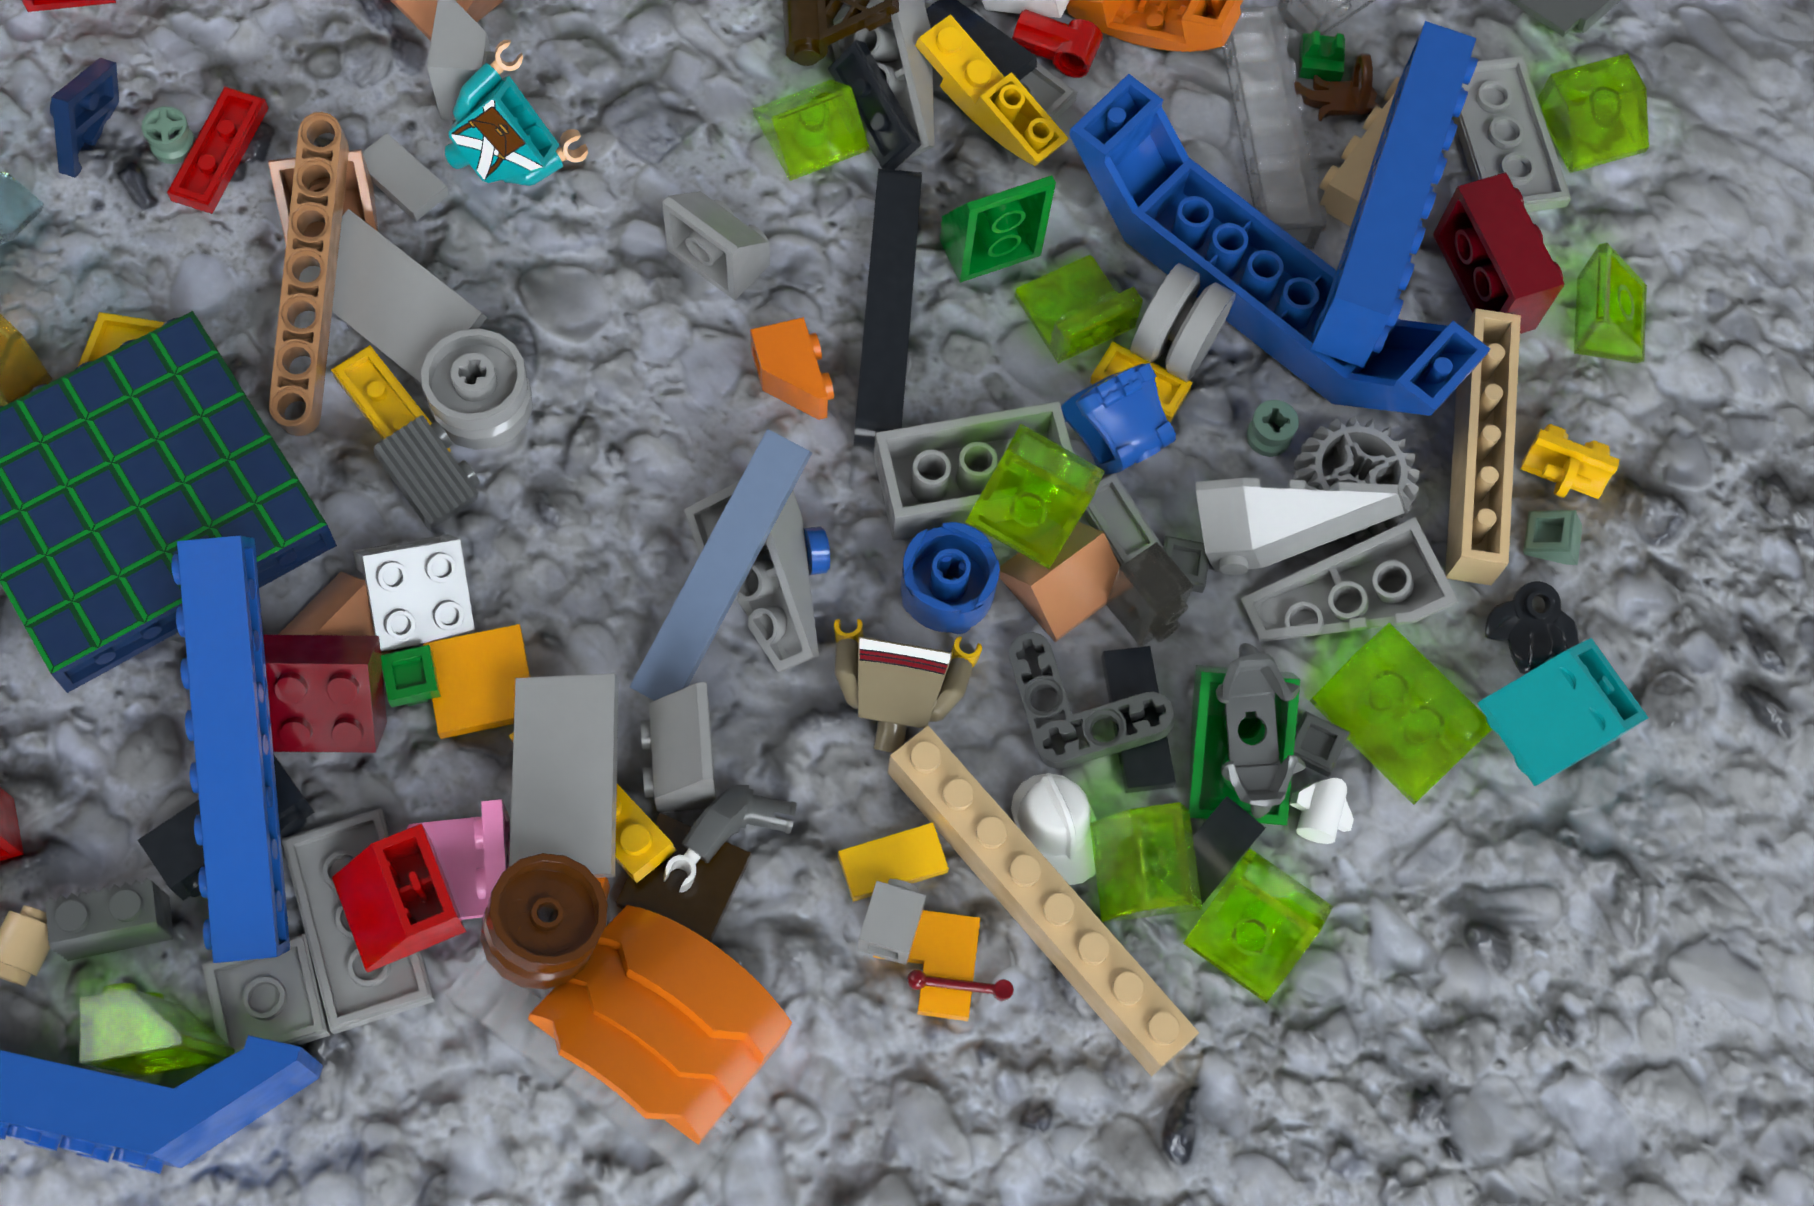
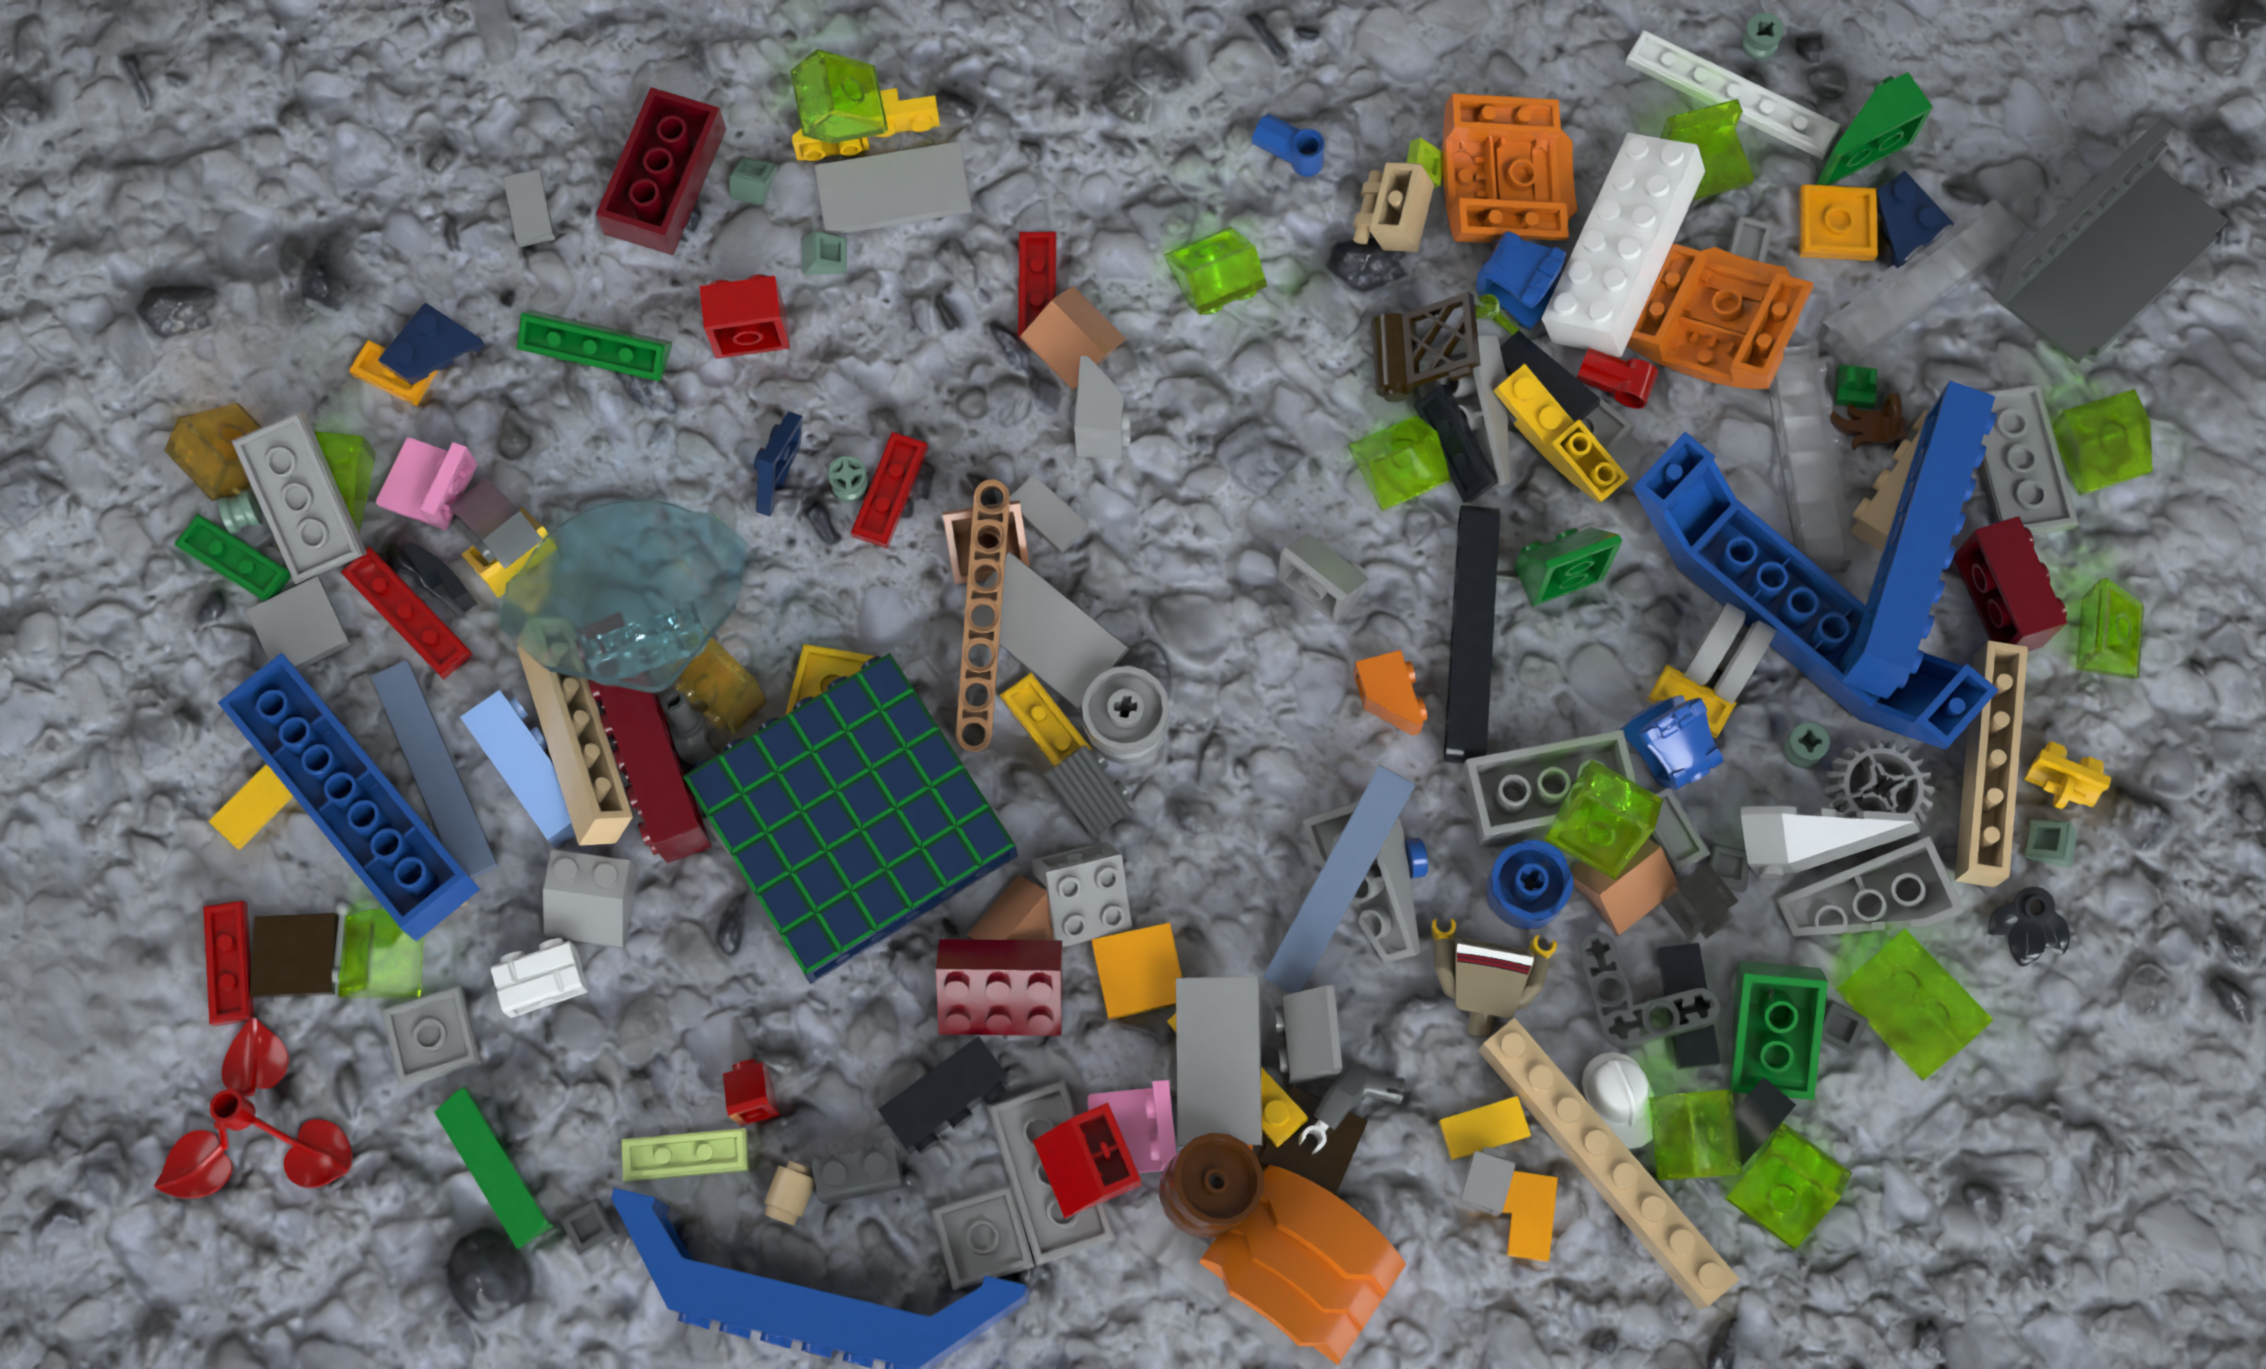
camera: 10 degrees right, 5 degrees up
(144, 1033) = (894, 1268): clear neon green slope -> none
(232, 748) = (957, 1041): blue brick -> none
(410, 676) = (1085, 969): green tile -> none
(502, 132) = (1137, 479): teal torso -> none
(1001, 990) = (1575, 1238): dark red hinge -> none
(1078, 308) = (1635, 633): clear neon green bracket -> none
(1256, 768) = (1789, 1056): dark grey piece -> none
(1322, 810) = (1844, 1087): white piece -> none
(1562, 711) = (2051, 1007): teal slope -> none

